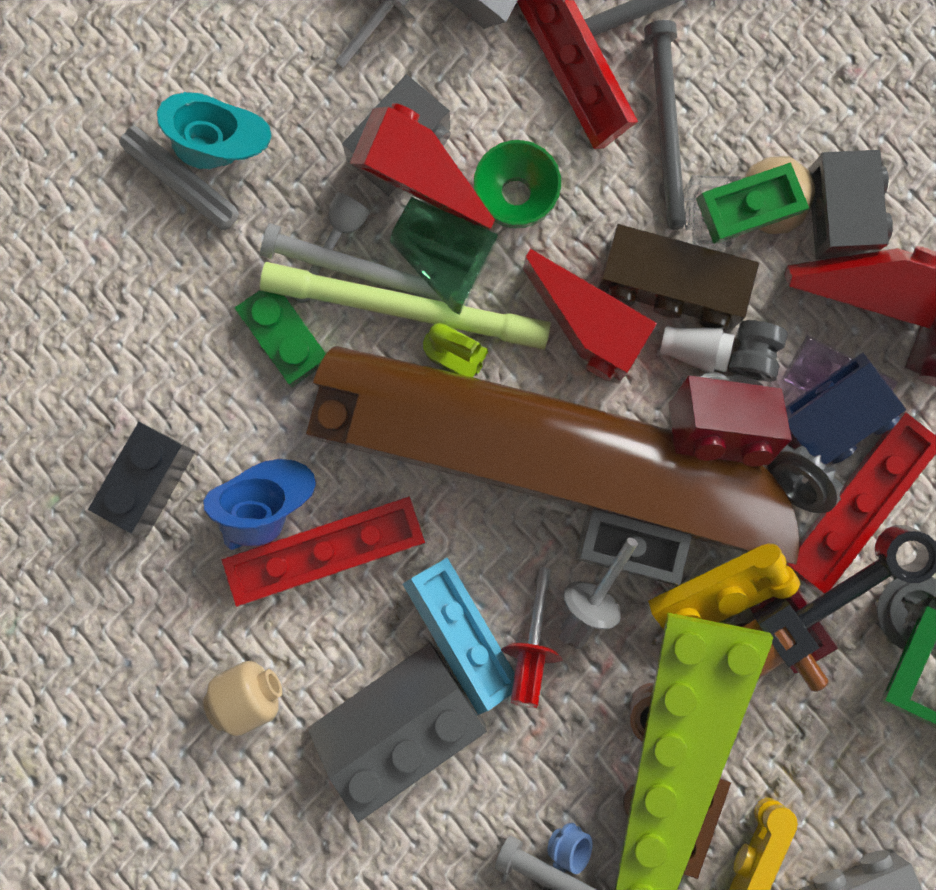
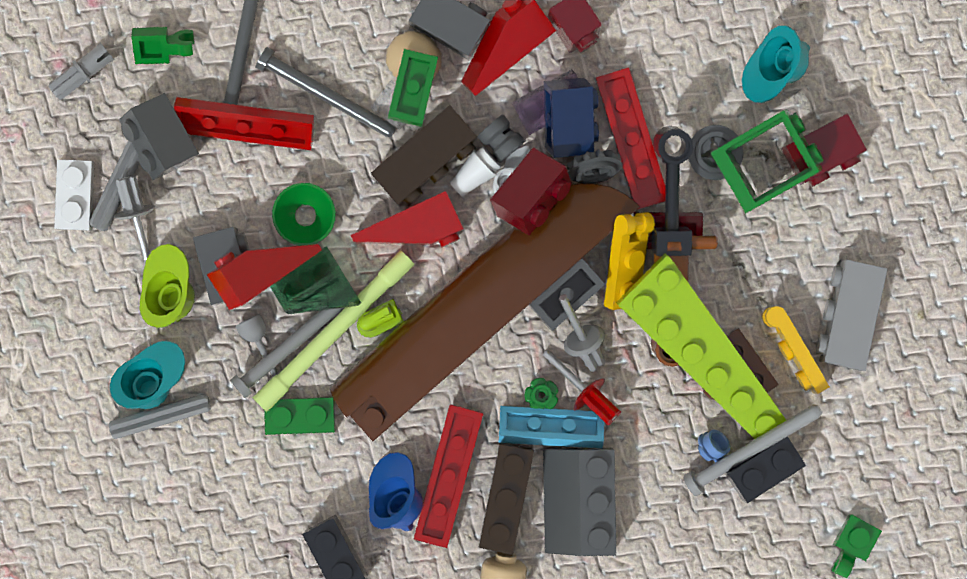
camera: 55 degrees left, 5 degrees up
(328, 87) = (166, 287): none -> lime piece
(340, 638) = (506, 498): none -> dark brown brick
(502, 588) = (540, 385): none -> green plate

